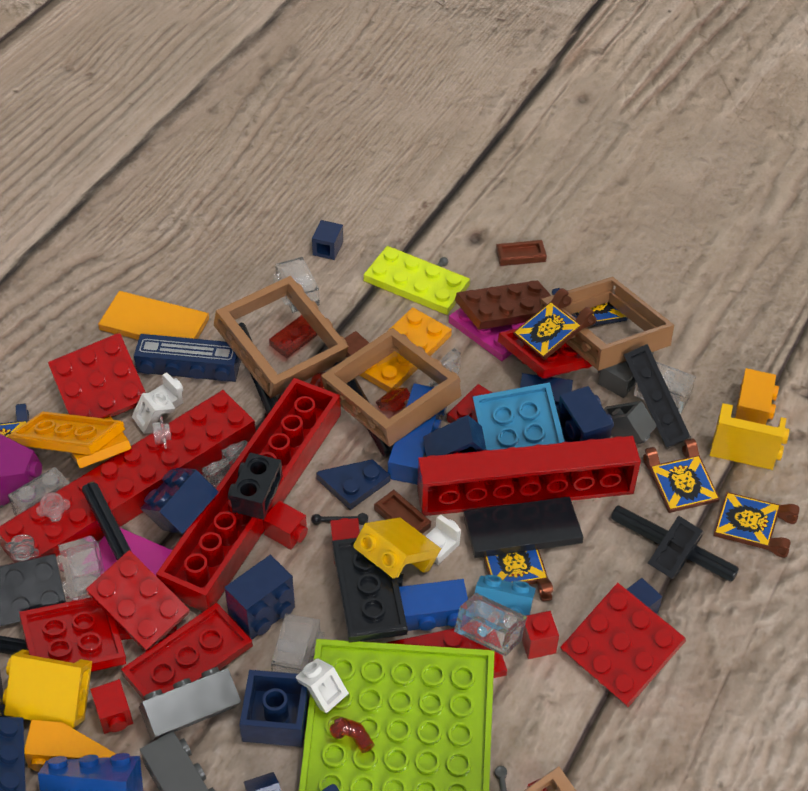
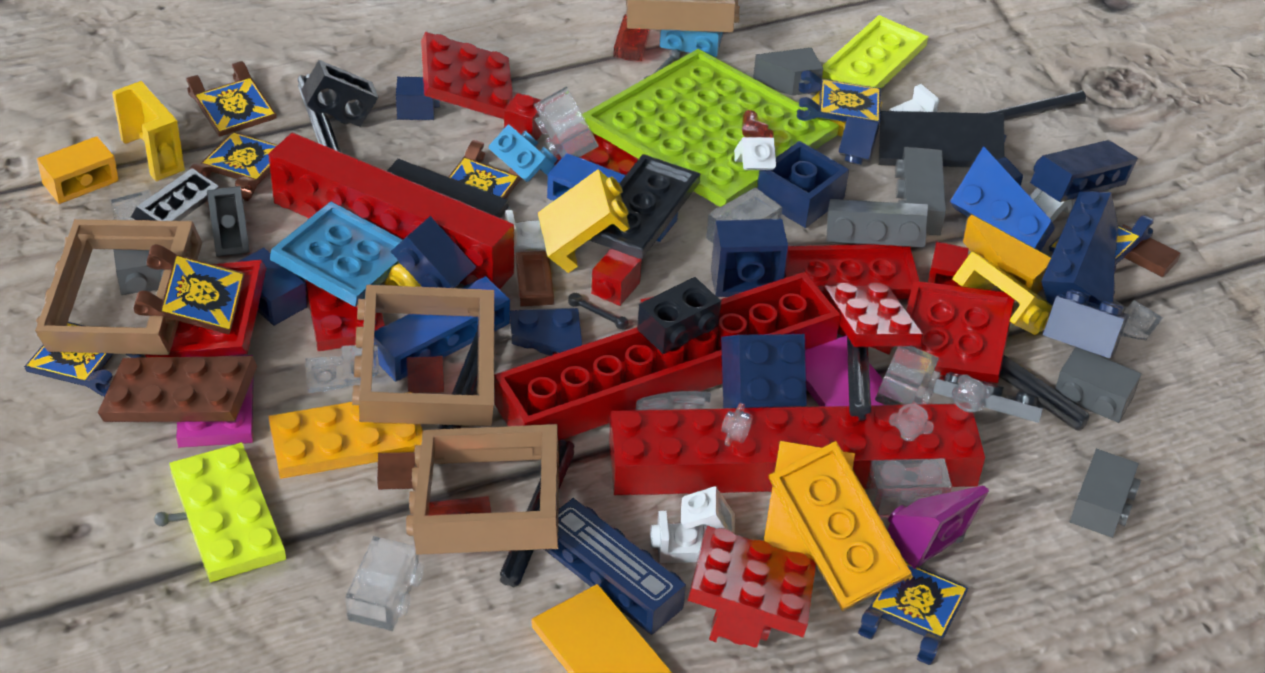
camera: 145 degrees left, 5 degrees down
(327, 240) = (273, 627): dark blue brick -> none
(521, 252) = (61, 467): copper tile -> none
(583, 416) = (277, 211): dark blue brick -> none

